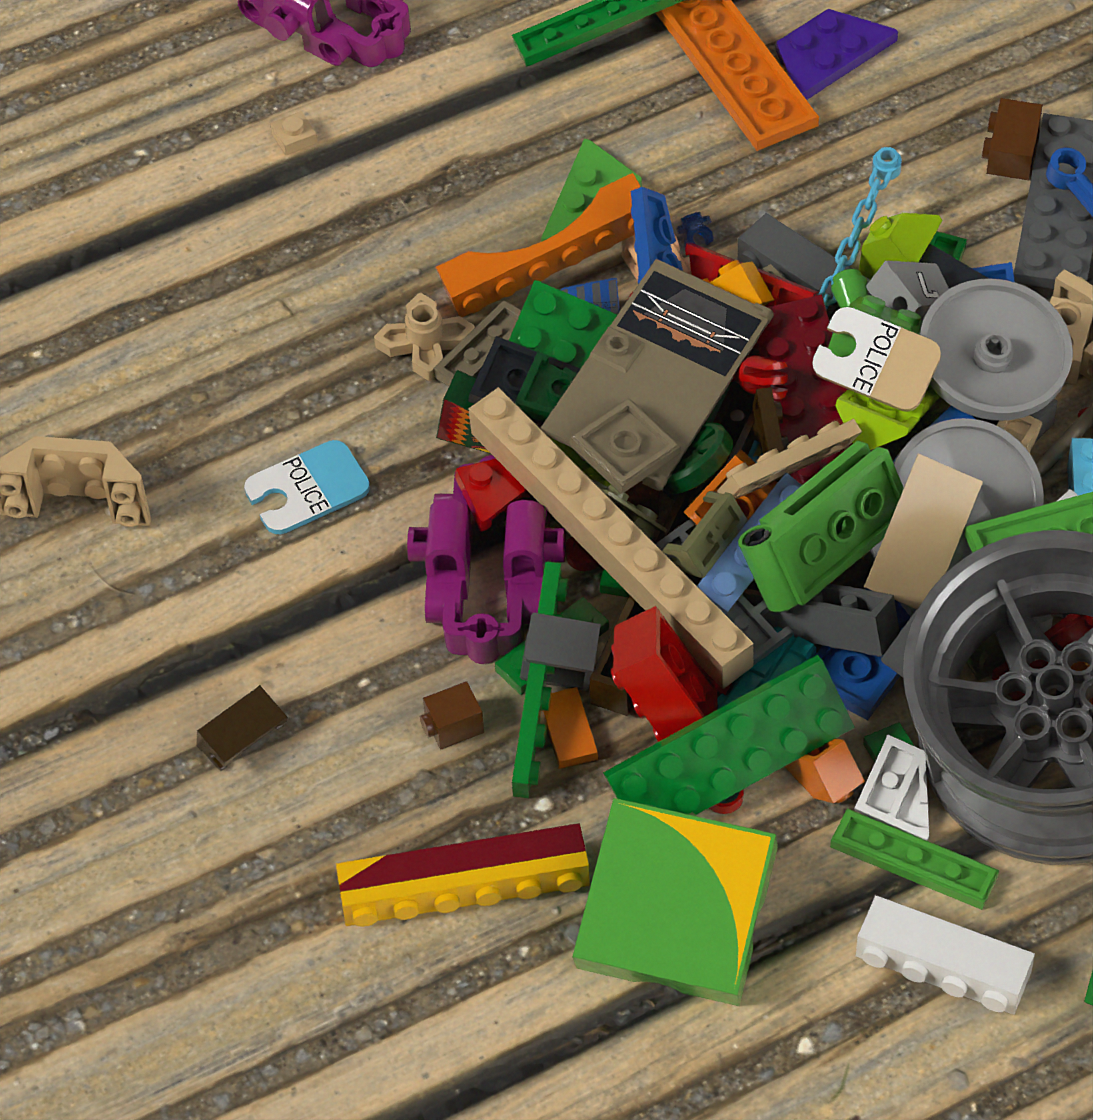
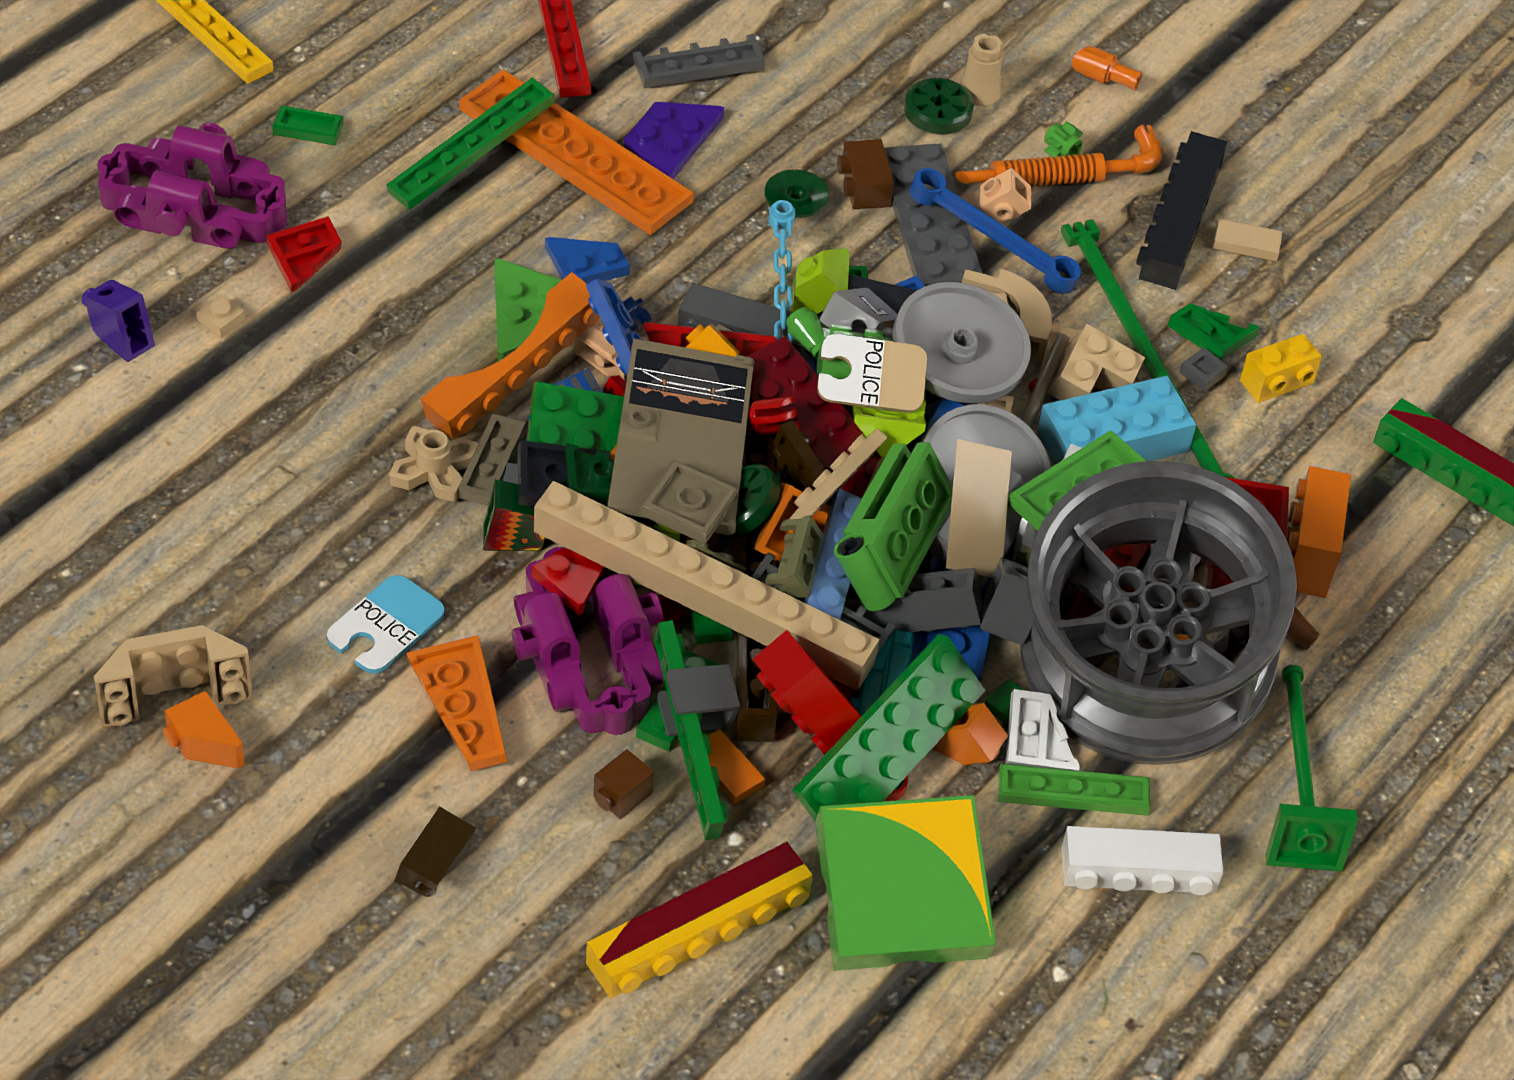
camera: 30 degrees left, 5 degrees down
(81, 546) = (203, 733): none -> orange slope
(187, 100) = (119, 318): none -> dark purple torso
(343, 575) = (462, 695): none -> orange wing
(402, 84) = (304, 250): none -> red wing
(678, 163) = (587, 259): none -> blue wing
(928, 142) = (800, 188): none -> dark green dish

